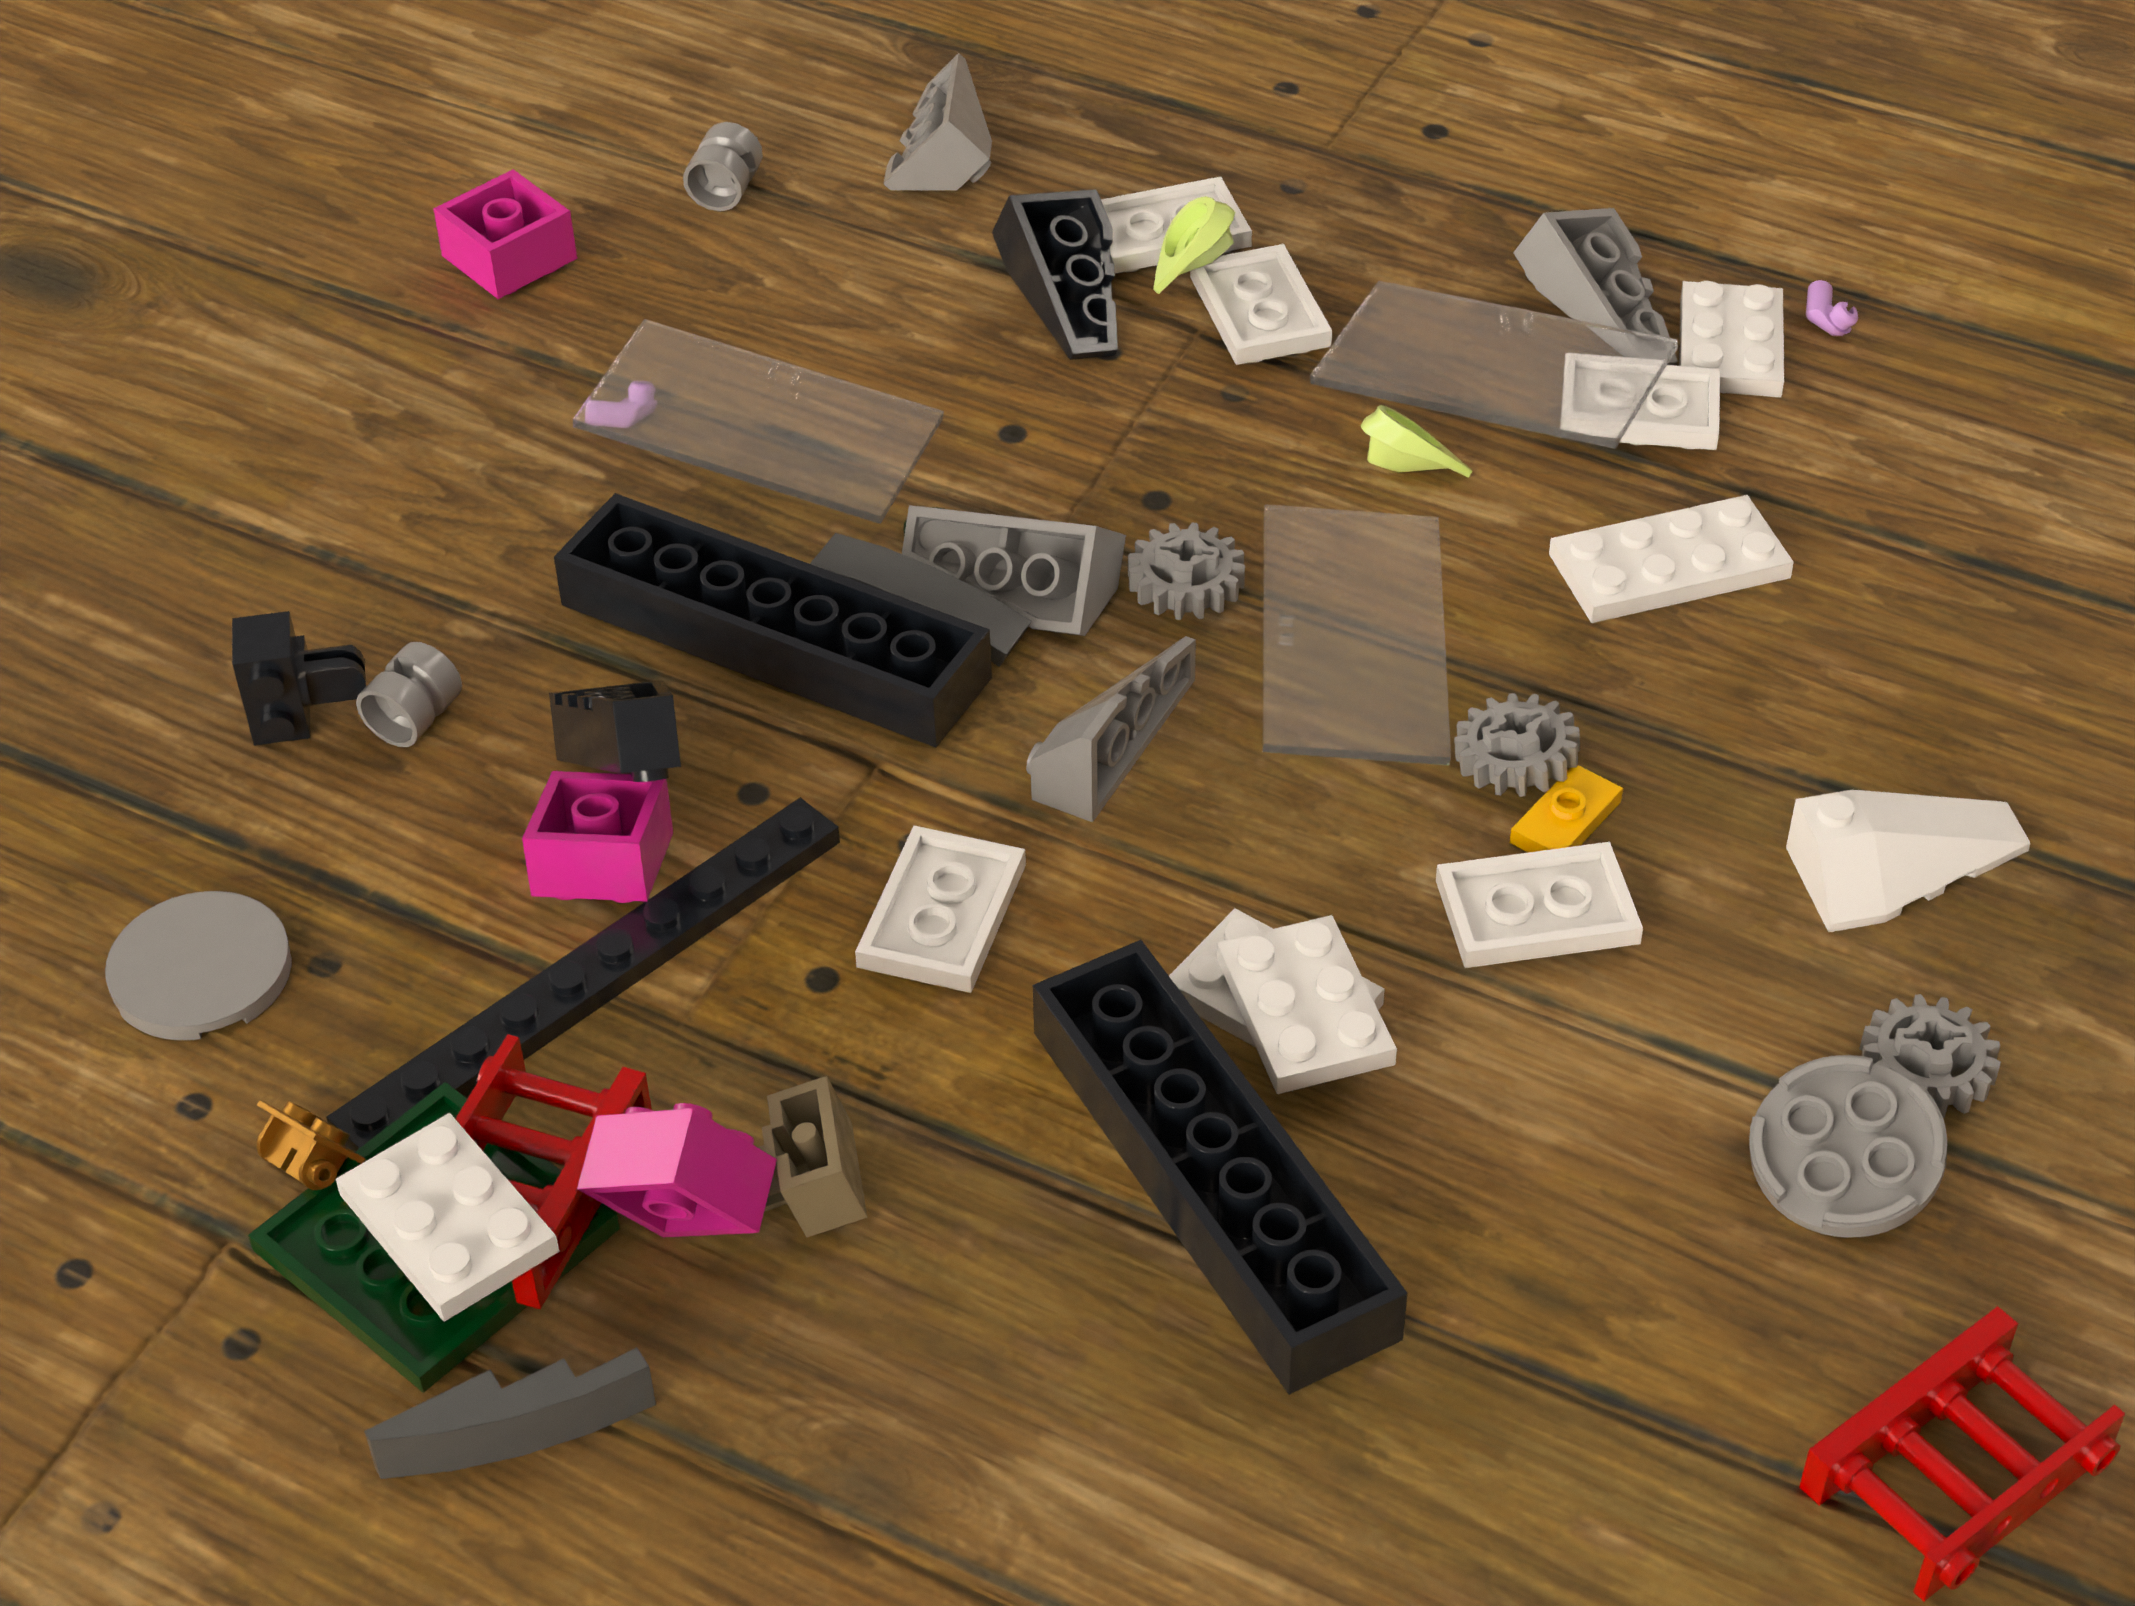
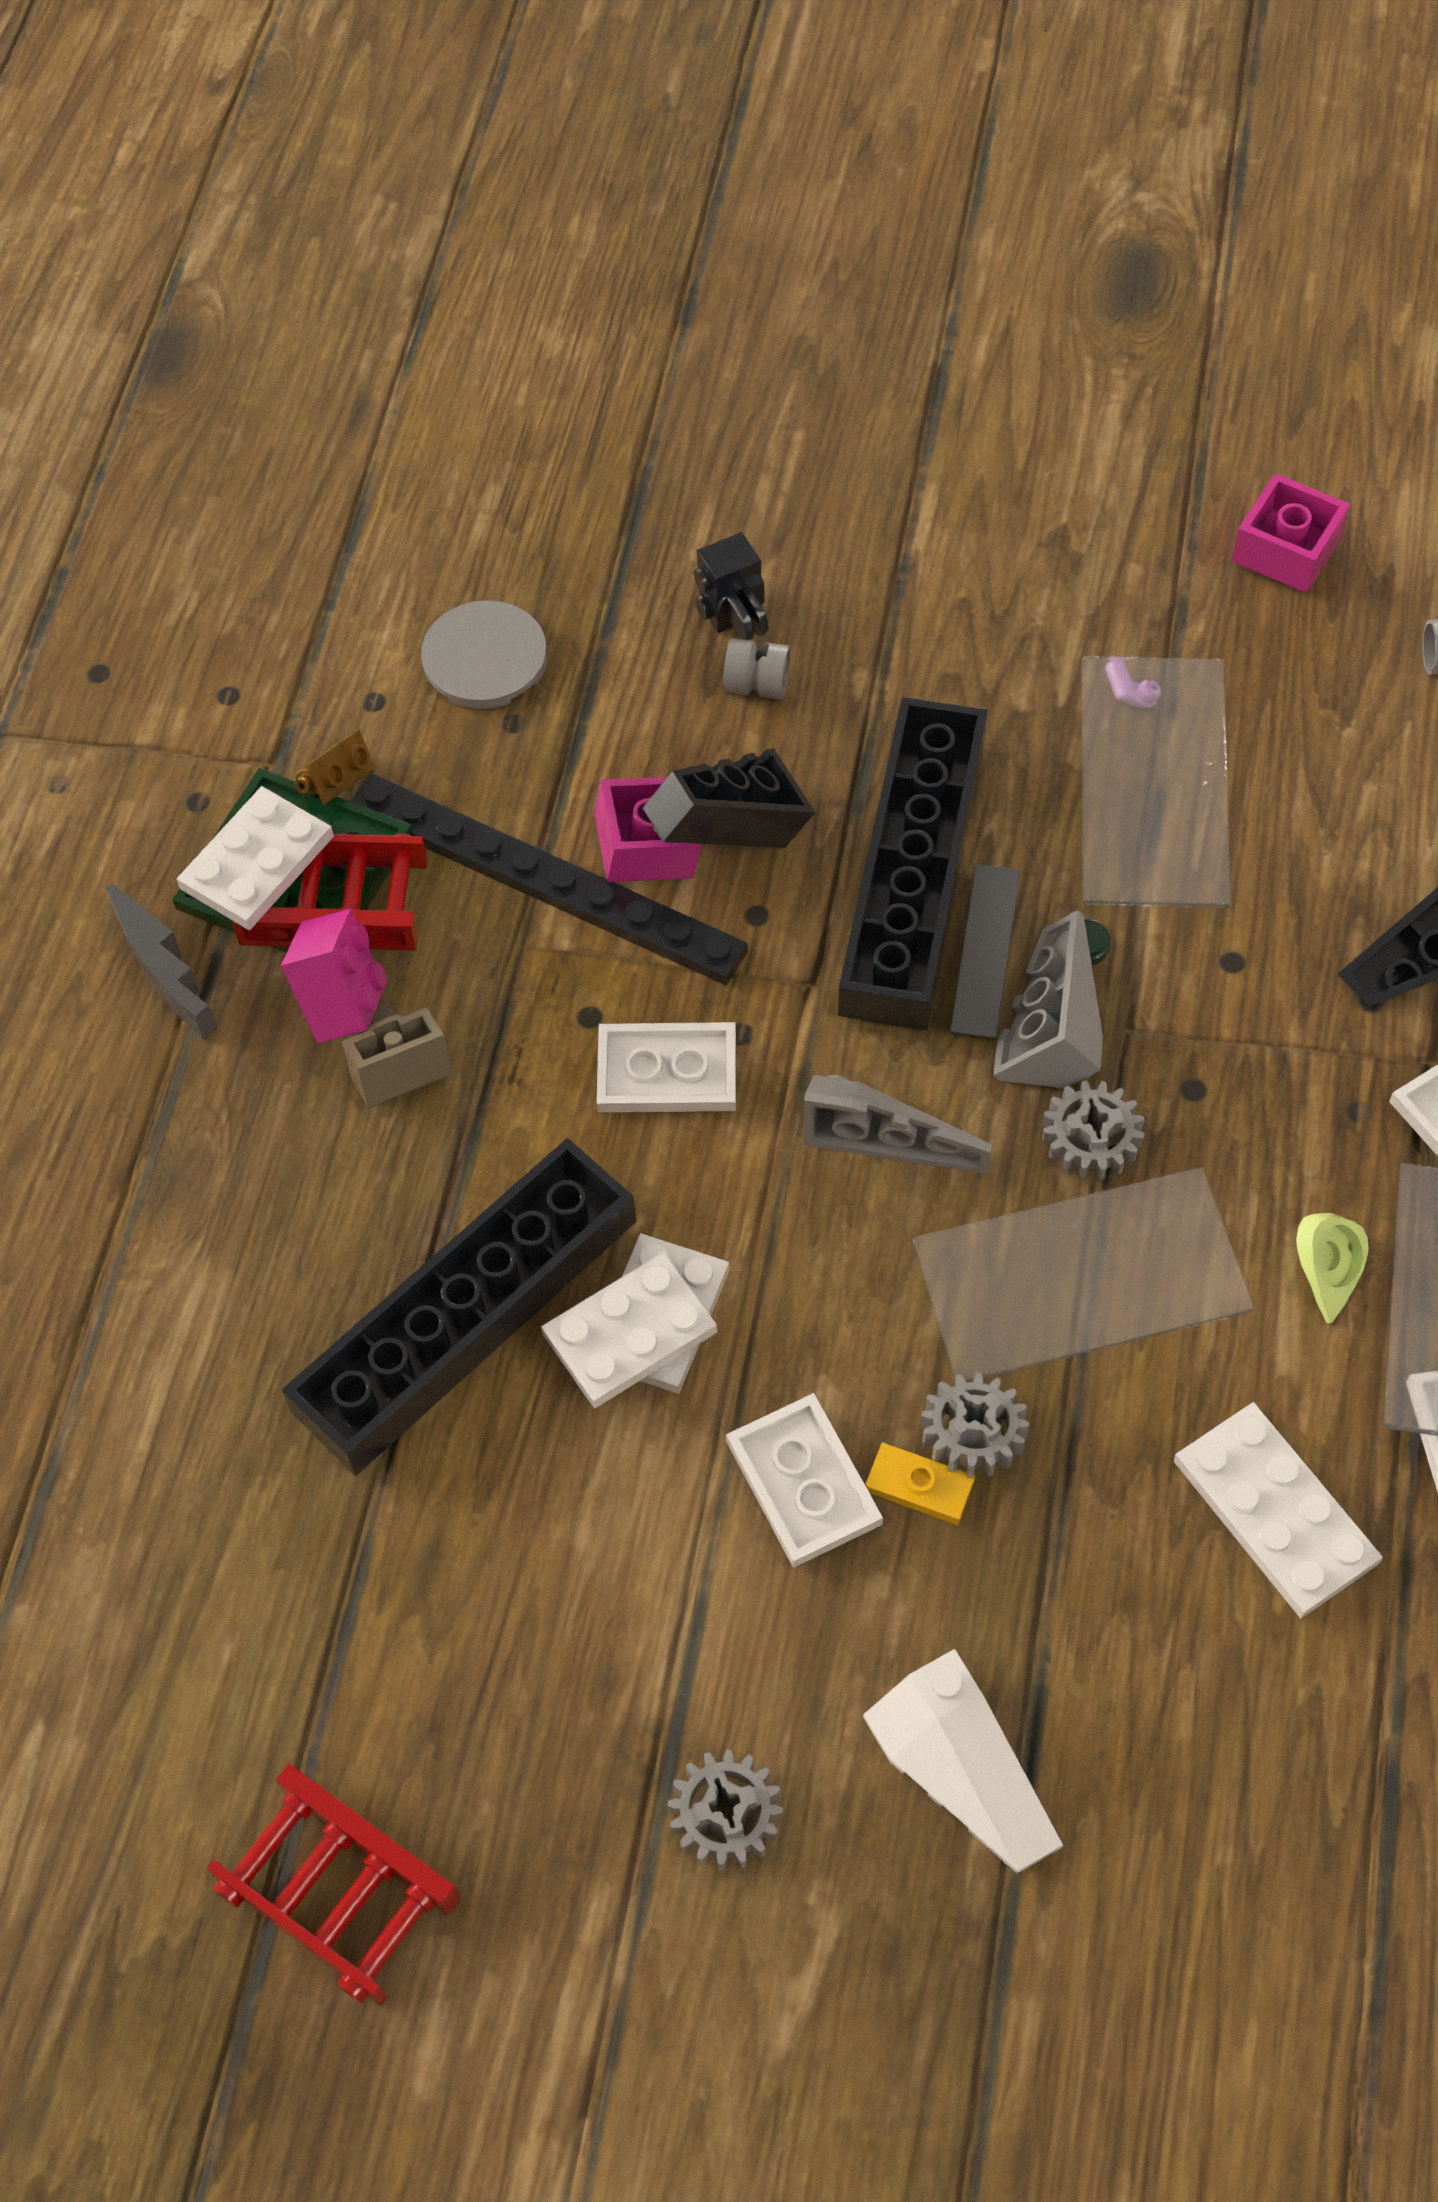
camera: 75 degrees right, 15 degrees up
(1848, 1146) = (609, 1758): light grey tile -> none

